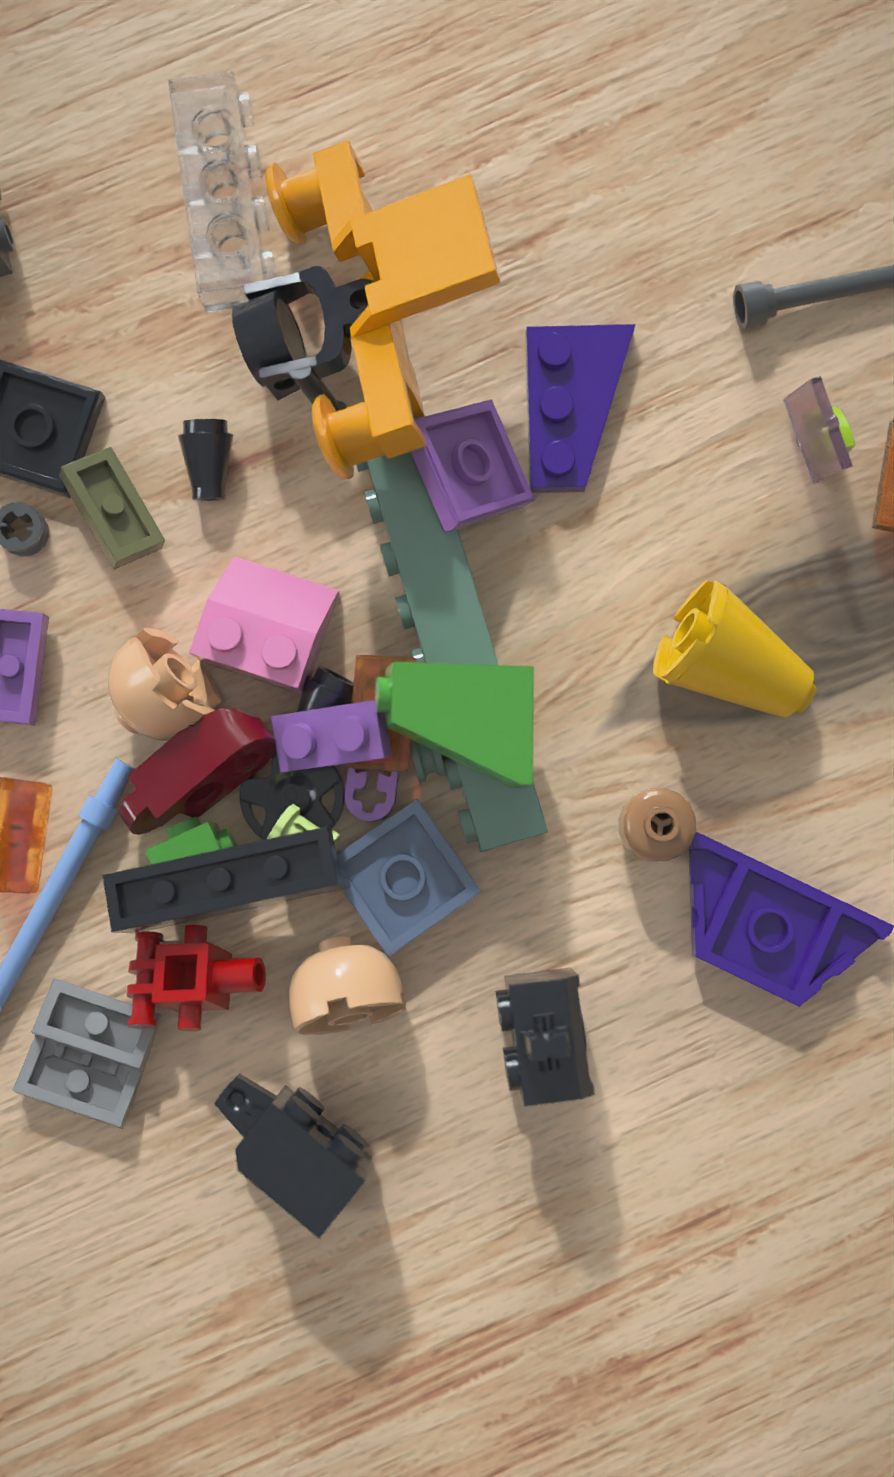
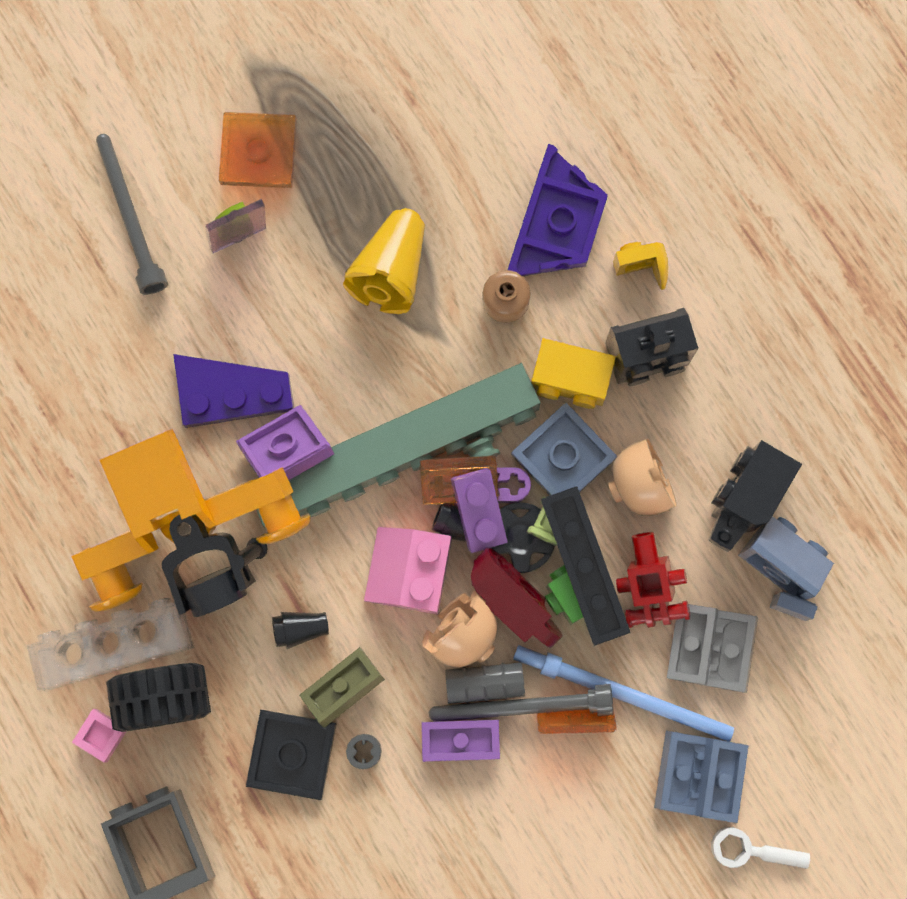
camera: 95 degrees left, 5 degrees down
(32, 870) = (597, 701): none -> dark grey piece
(85, 713) = (485, 683): none -> dark grey axle
(99, 166) = (98, 736): none -> bright pink plate
(125, 1186) = (793, 606): none -> sand blue tile
(126, 241) = (158, 696): none -> black tyre
(190, 1194) = (788, 559): none -> sand blue slope
(465, 713) = (454, 420): bright green slope -> none
(523, 908) = (572, 373): none -> yellow brick
(695, 1034) = (638, 257): none -> yellow plate

